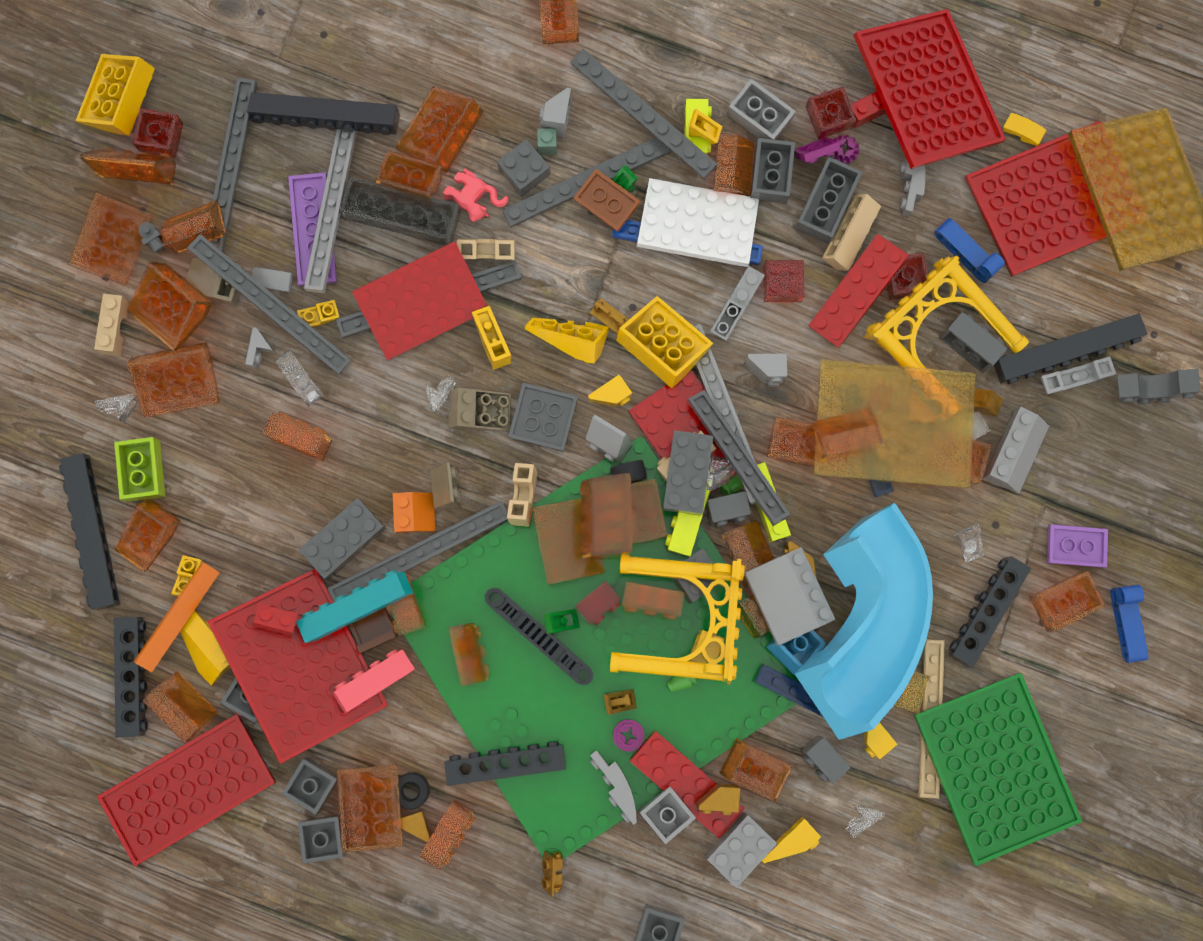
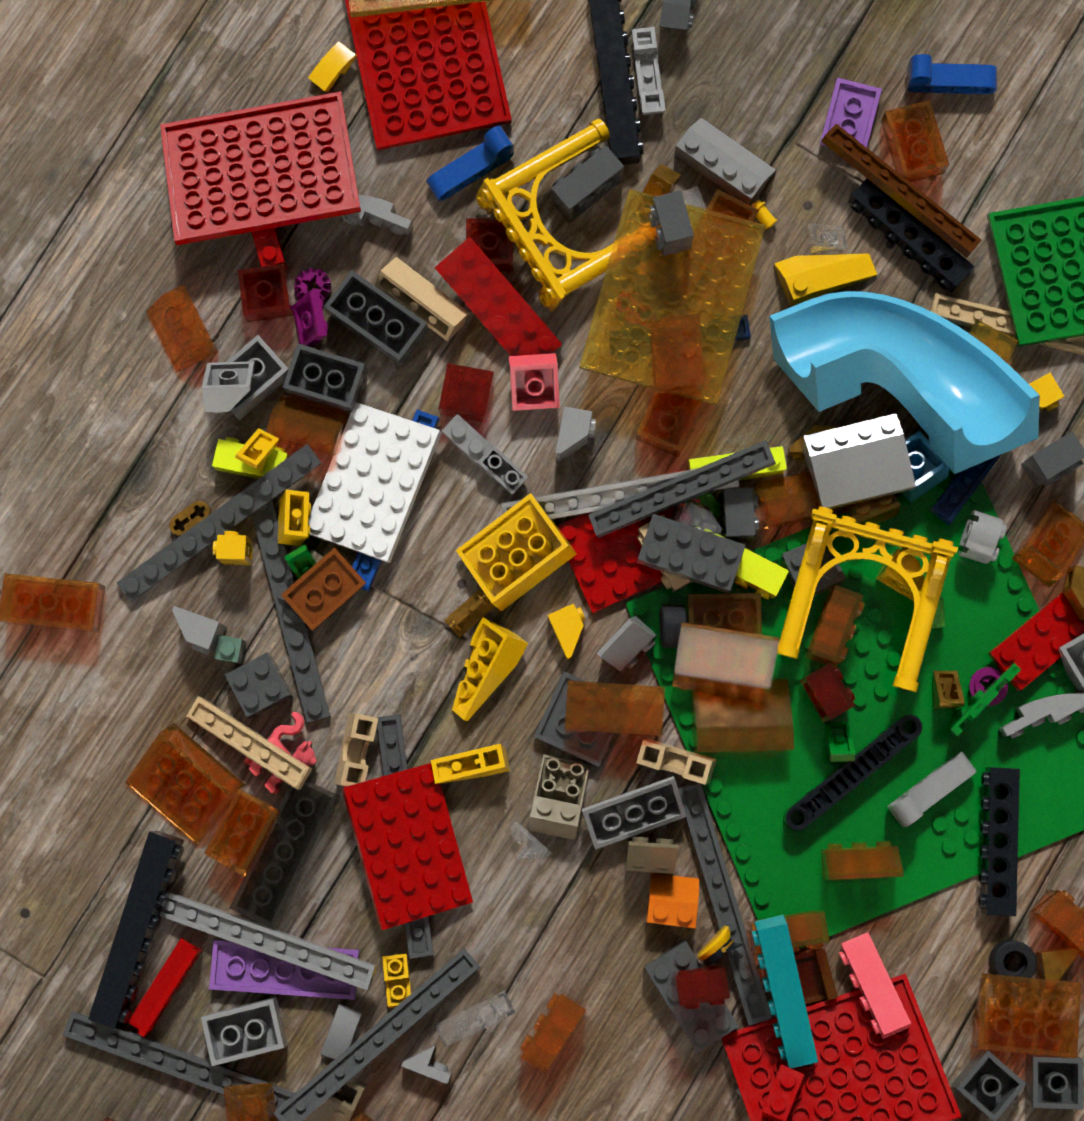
camera: 70 degrees left, 0 degrees up
(260, 207) = (244, 1031): none -> light grey brick
(285, 145) = (164, 986): none -> red fence
(347, 539) = (700, 986): none -> clear red brick
(382, 550) = (717, 946): none -> yellow piece
(476, 468) = (634, 812): none -> light grey slope
(477, 168) = (249, 743): none -> tan tile
(536, 702) = (931, 789): none -> light grey beam
(554, 438) = (614, 708): none -> clear orange brick
(616, 729) = (982, 699): none -> green wing
(624, 127) = (233, 549): none -> yellow brick
(645, 90) = (186, 514): none -> pearl gold beam
(657, 167) = (293, 518): none -> yellow brick
(748, 708) = (981, 537): none -> light grey brick
(750, 92) = (226, 384): none -> light grey slope
(790, 58) = (181, 328): none -> clear orange slope
(802, 329) = (534, 381): none -> coral brick
(940, 546) = (818, 275): none -> yellow wedge
(953, 408) = (671, 222): none -> dark grey brick
(978, 490) = (764, 214): none -> yellow pin
(1023, 595) = (901, 190): none -> reddish brown plate

